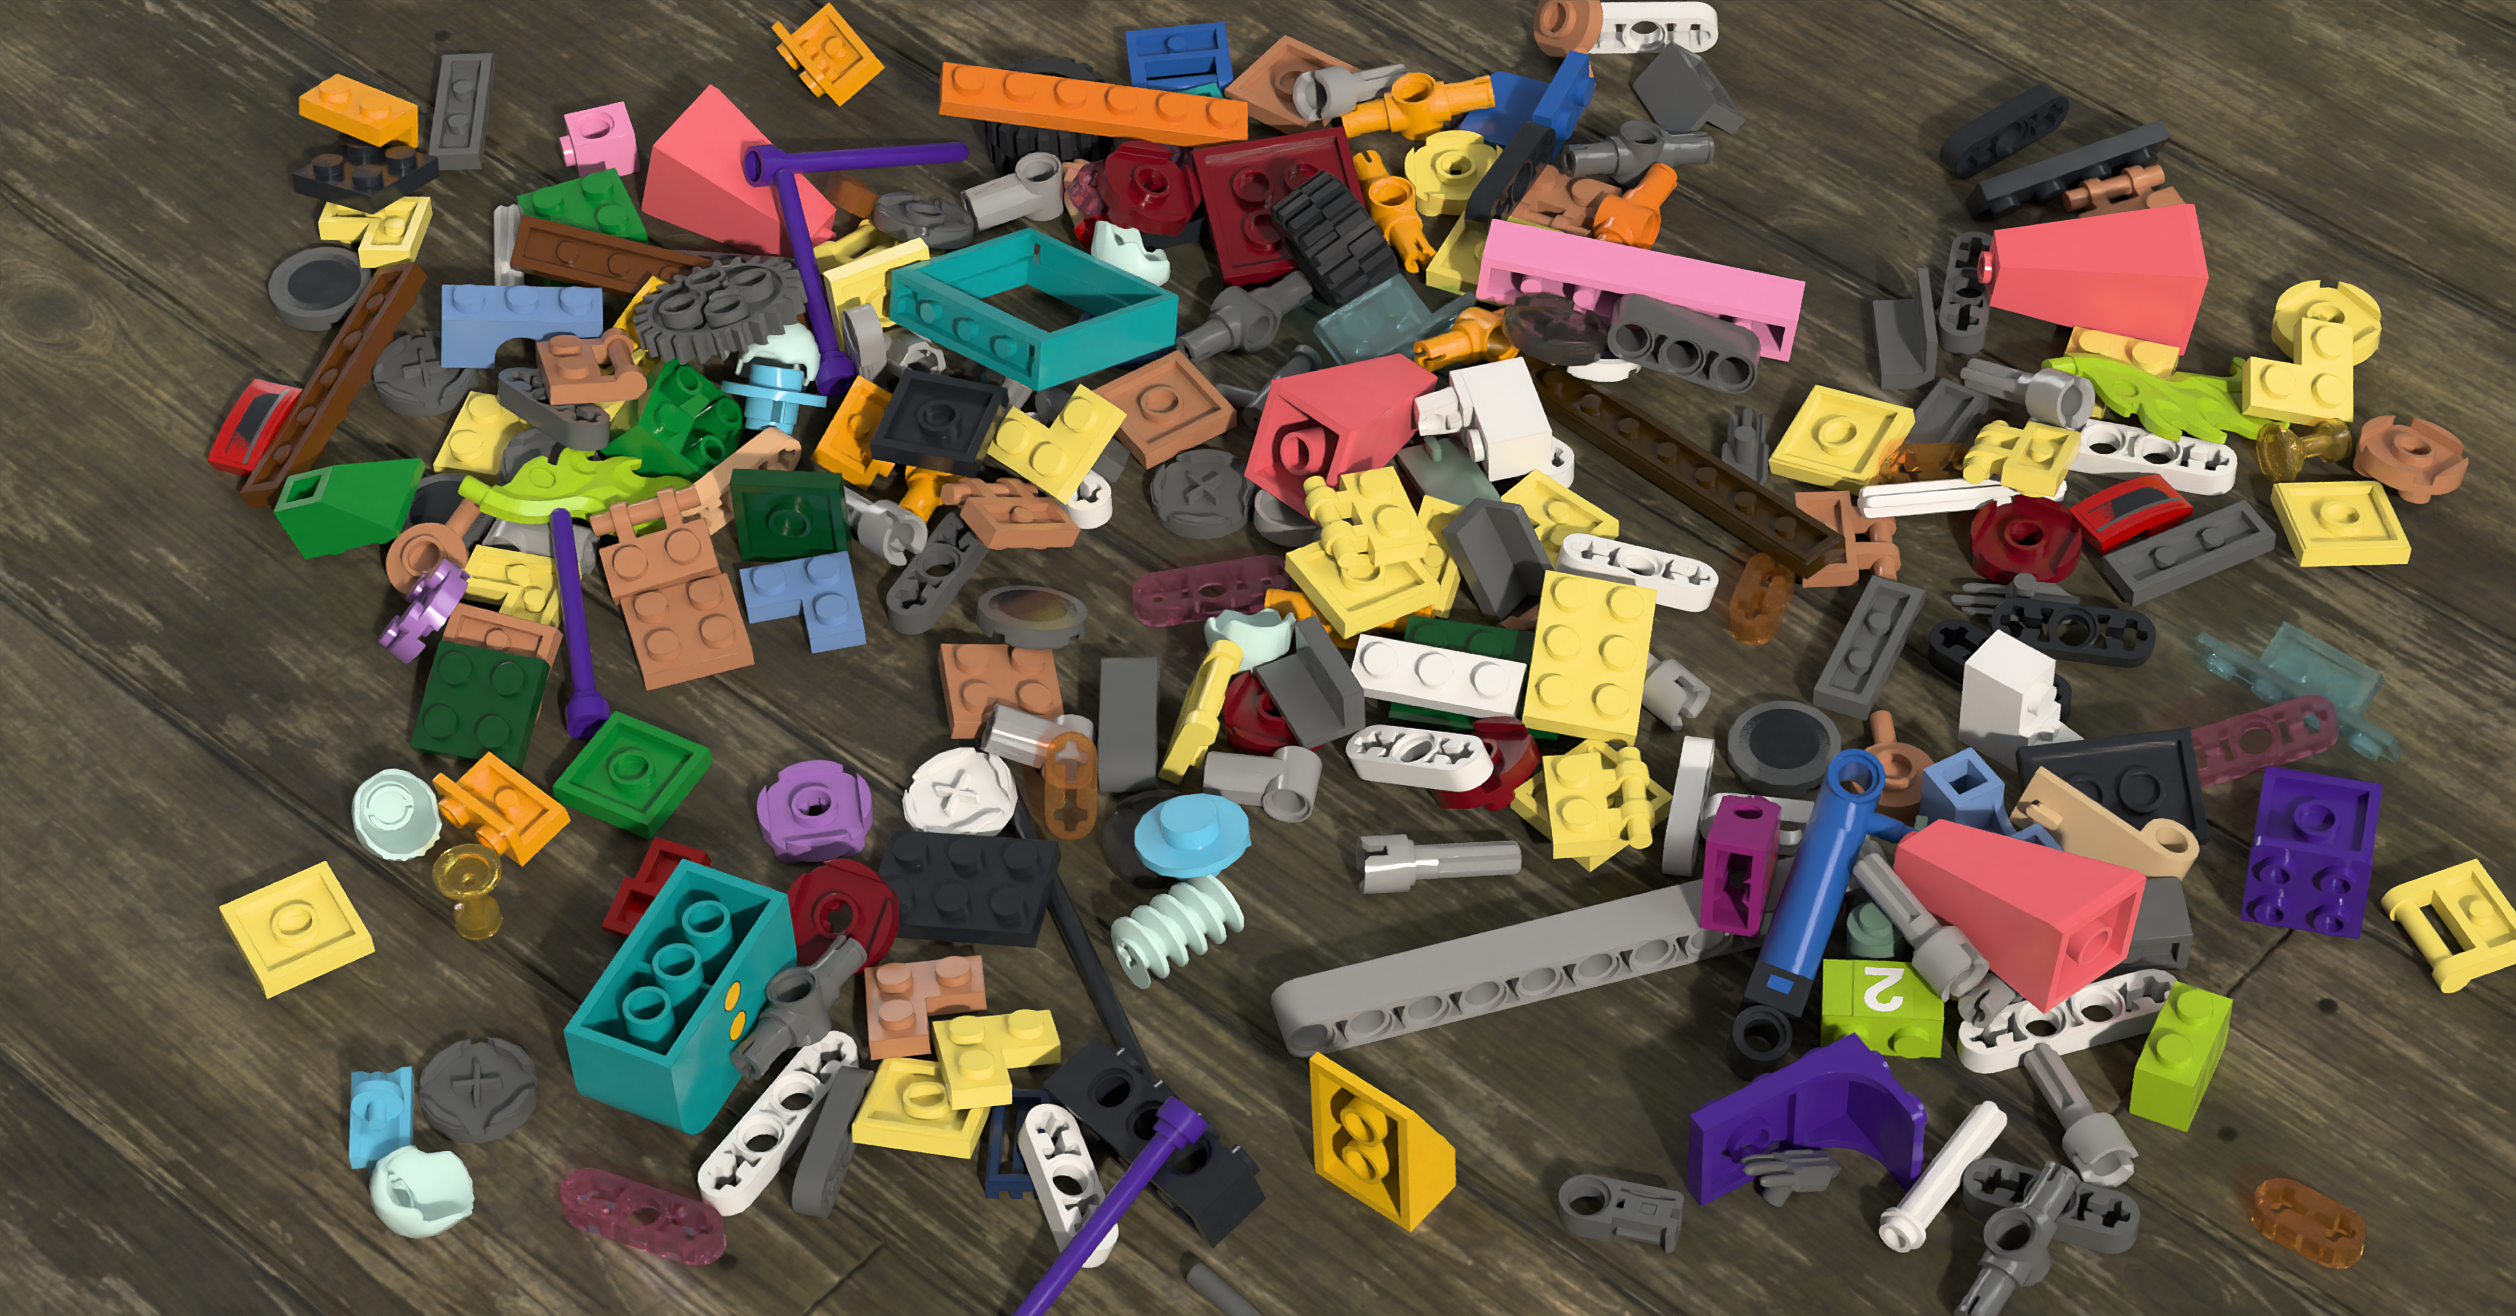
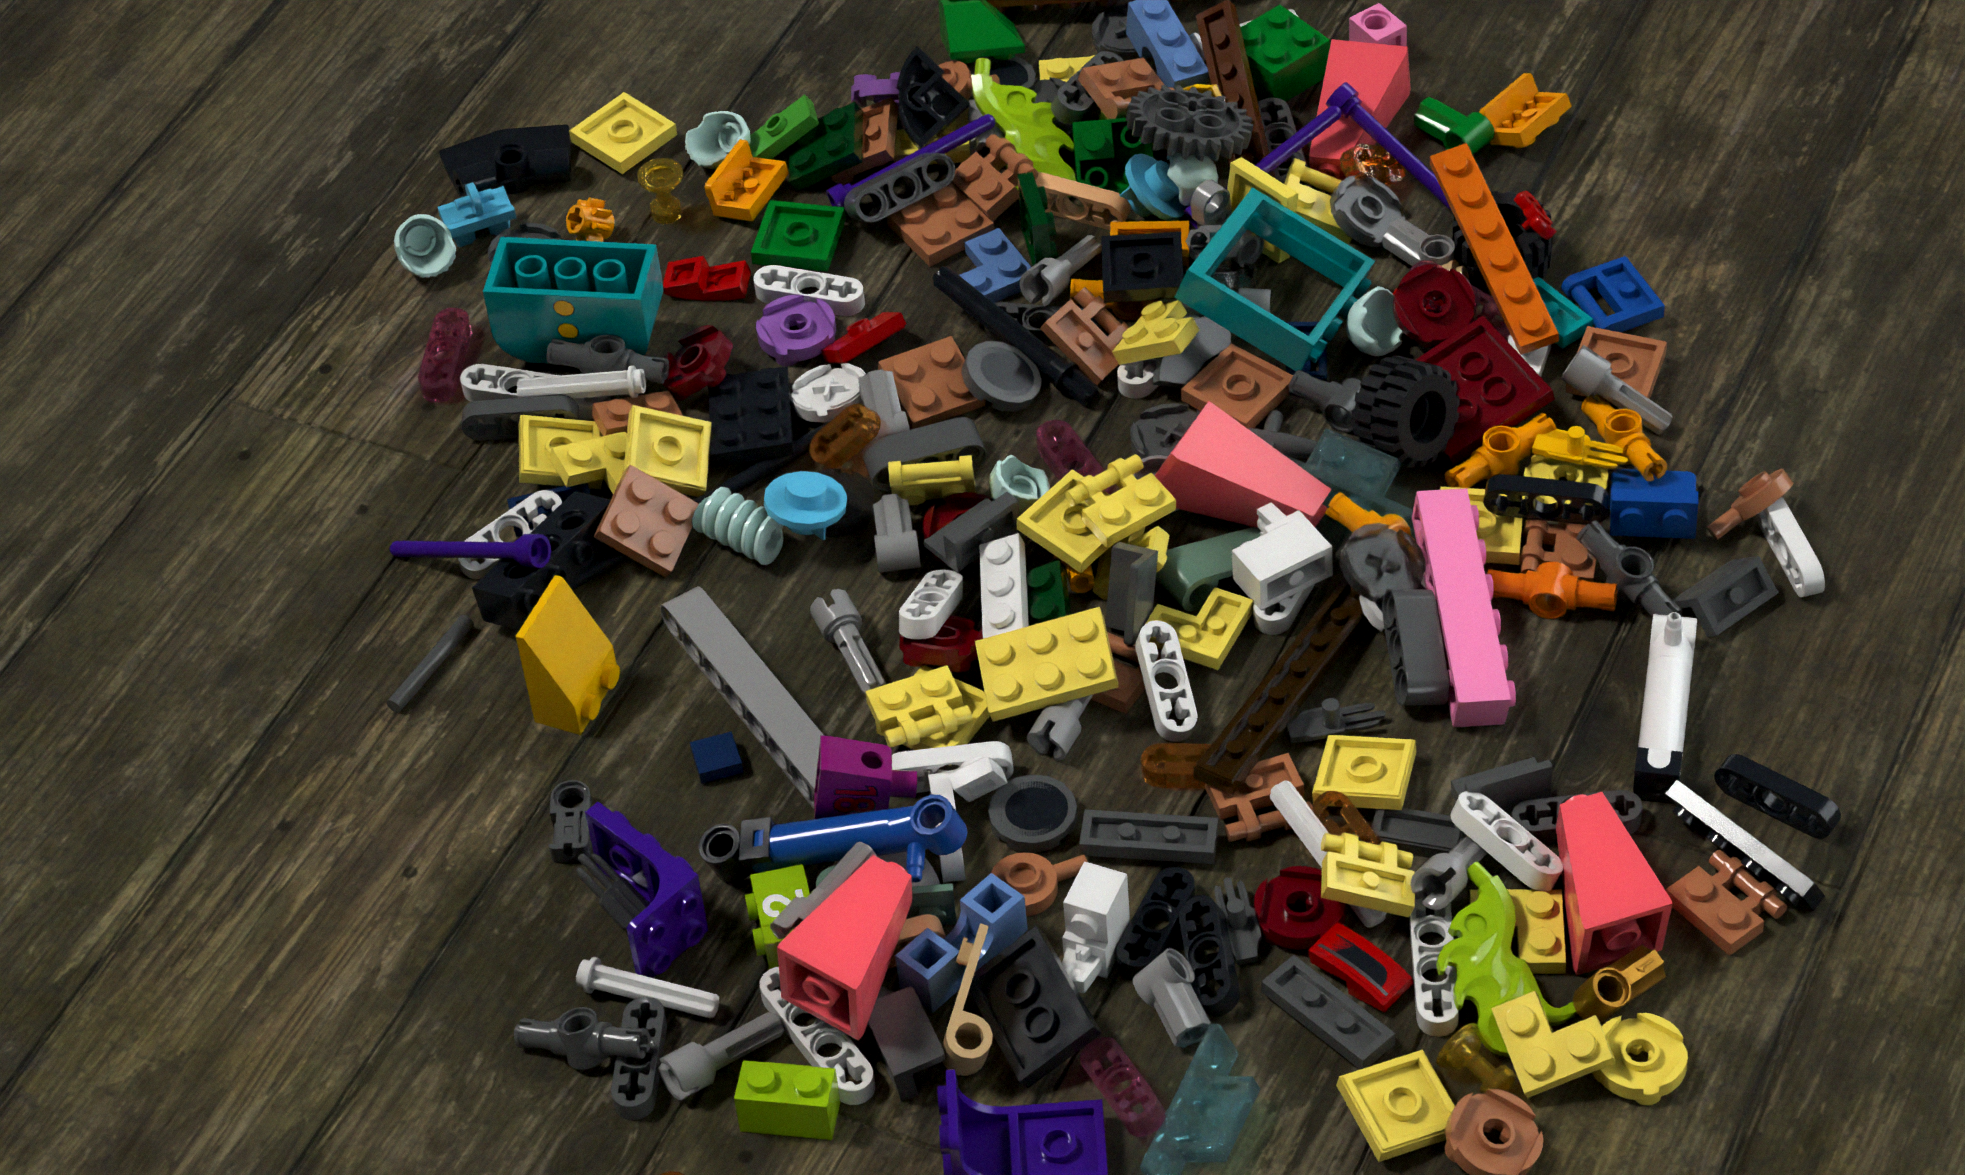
camera: 75 degrees right, 0 degrees up
(273, 1071) = (510, 159): none -> black panel
(425, 731) = (784, 129): none -> bright green plate
(483, 976) = (590, 220): none -> light orange gear
(492, 562) = (926, 99): none -> black brick
(624, 638) = (917, 187): none -> dark grey beam
(733, 810) = (841, 293): none -> white beam
(823, 113) = (1453, 126): none -> green piece
(860, 985) = (585, 385): none -> white axle
(875, 742) = (863, 336): none -> red plate
(962, 587) = (1064, 374): none -> black axle
(1008, 974) = (669, 448): none -> light yellow plate
(1069, 56) = (1535, 215): none -> red piece
(1134, 1016) = (647, 521): none -> nougat plate
(1430, 141) = (1576, 448): none -> yellow piece
(1566, 1040) = (716, 757): none -> dark blue tile
(1735, 765) = (977, 778): none -> white plate
(1757, 150) = (1664, 706): none -> white piece
(2005, 340) = (1523, 857): none -> white beam
(2120, 672) = (1168, 989): none -> light grey piece
(2237, 314) = (1619, 983): none -> pearl gold piece

